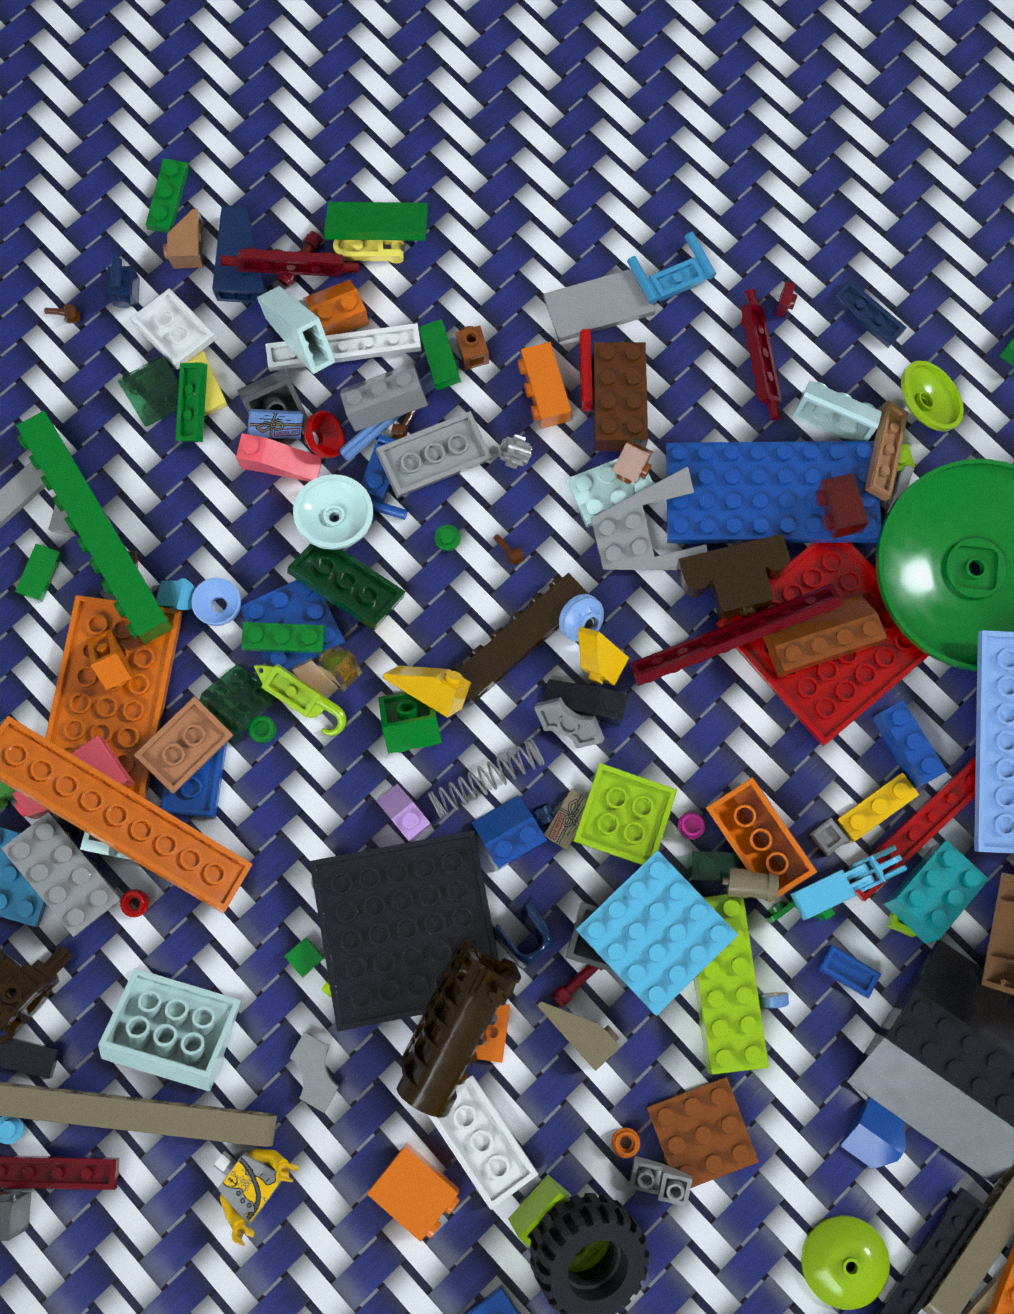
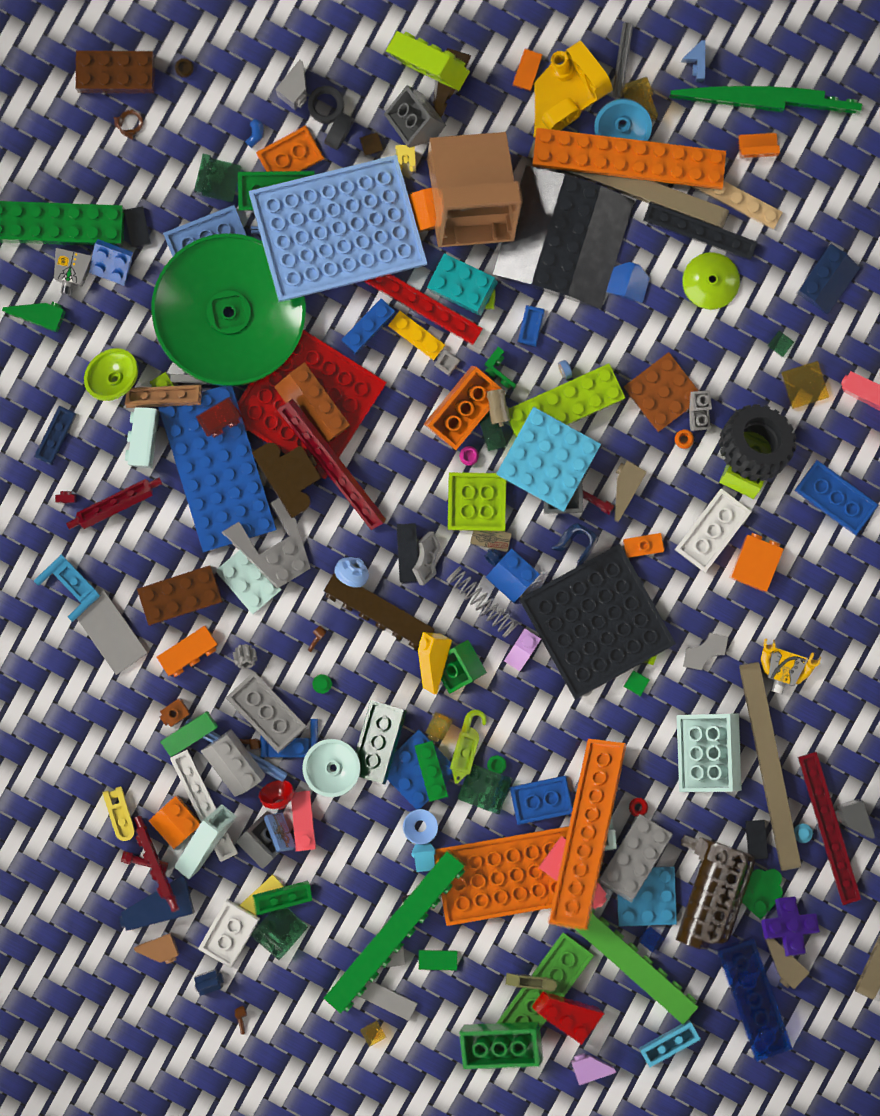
camera: 110 degrees left, 10 degrees up
(108, 659) = (484, 883): orange slope -> none
(167, 195) = (124, 979): green plate -> none
(183, 745) = (525, 810): nougat plate -> none
(376, 221) = (98, 815): green tile -> none
(454, 1028) = (649, 569): dark brown piece -> none
(585, 370) = (166, 626): red tile -> none
(600, 657) = (376, 550): yellow slope -> none
(633, 463) = (230, 570): brick -> none
(837, 888) = (482, 351): medium azure arm -> none

